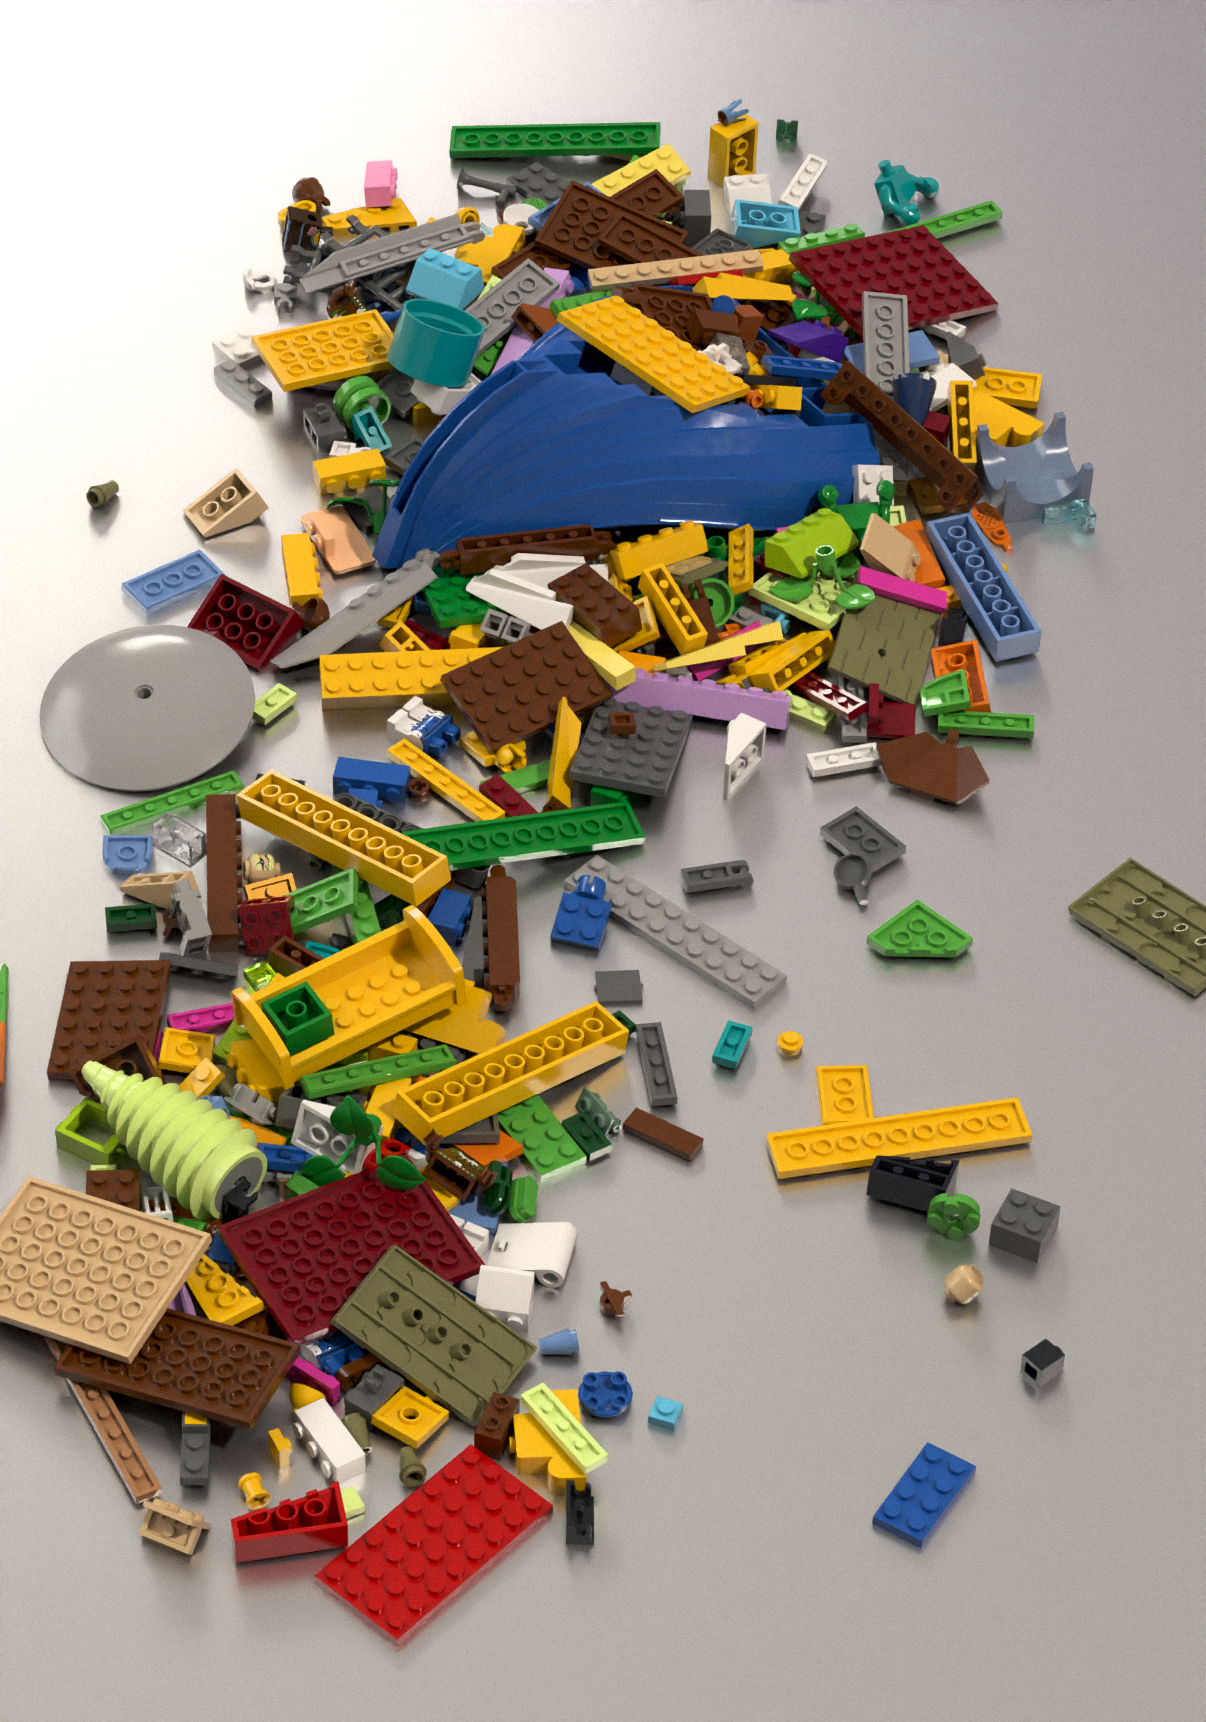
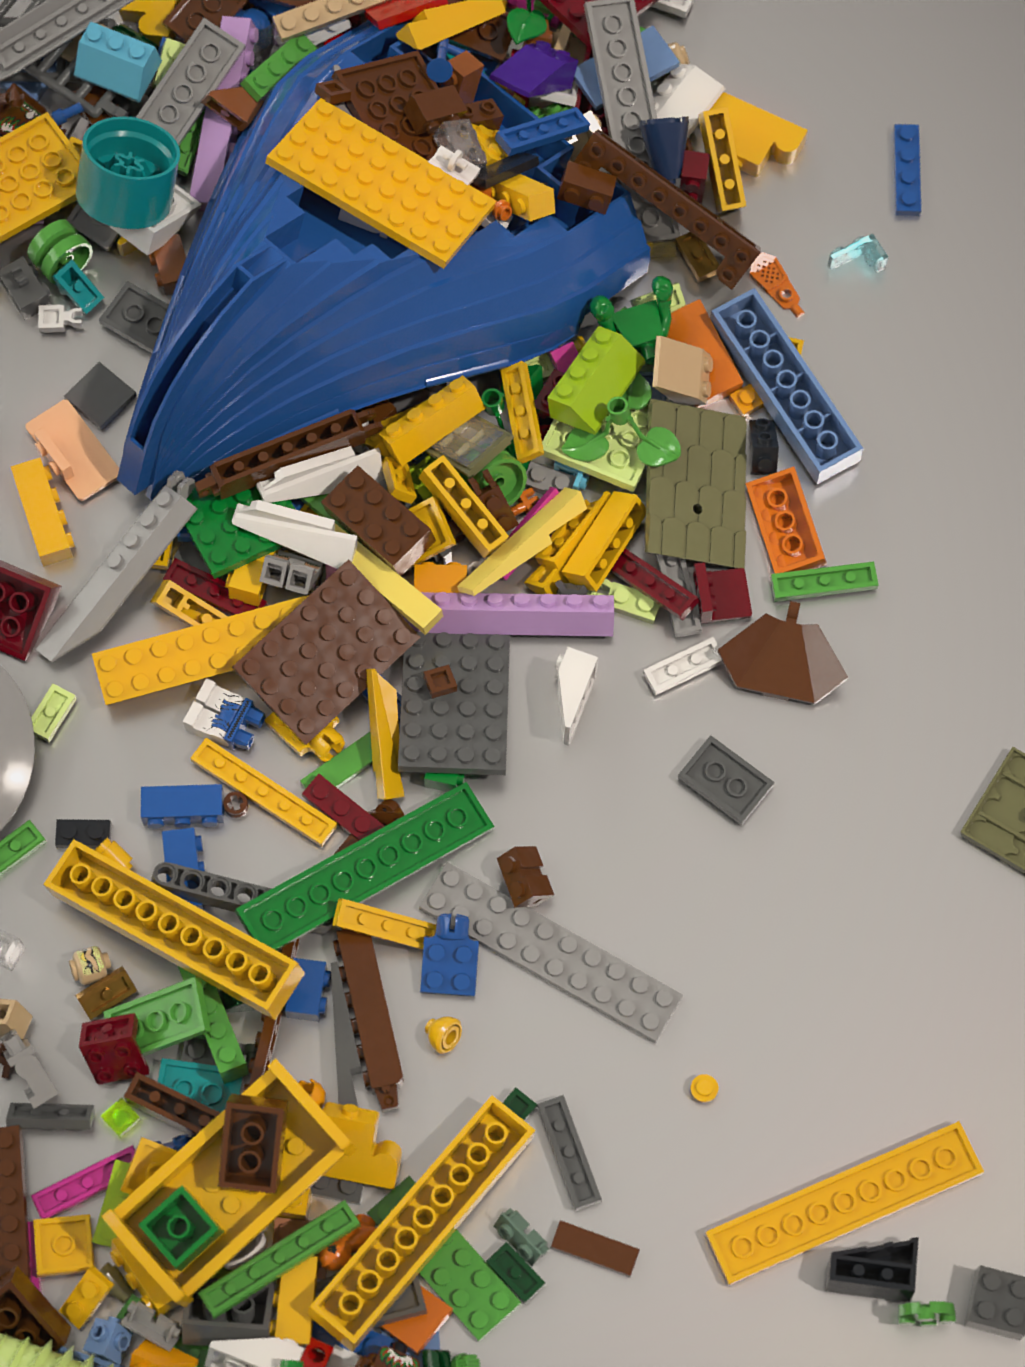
camera: 10 degrees left, 25 degrees up
(222, 873) = (48, 977): reddish brown brick -> none
(313, 613) = (68, 572): reddish brown piece -> none
(348, 471) = (65, 348): yellow brick -> none
(376, 963) = (253, 1143): none -> reddish brown brick
(379, 517) = (119, 397): green plant -> none
(526, 874) = (382, 924): none -> yellow plate
(565, 965) = (443, 1033): none -> yellow brick
(618, 987) = (506, 1044): dark grey piece -> none
(663, 871) = (523, 877): none -> reddish brown piece
(716, 876) = (580, 865): dark grey plate -> none
(732, 1044) = (644, 1107): teal plate -> none
(833, 404) = (586, 187): none -> reddish brown brick
(844, 1093) = (775, 1152): yellow tile -> none
(853, 873) = (725, 833): dark grey piece -> none
(866, 481) = (640, 266): white plate -> none
(903, 589) = (703, 415): dark pink tile -> none
(919, 933) = (811, 905): bright green plate -> none
(945, 694) = (775, 554): bright green plate -> none
(965, 356) = (703, 47): dark grey slope -> none
(1011, 386) = (755, 74): yellow plate -> none
(1030, 475) = (807, 207): sand blue piece -> none
(1129, 469) = (907, 170): none -> blue plate

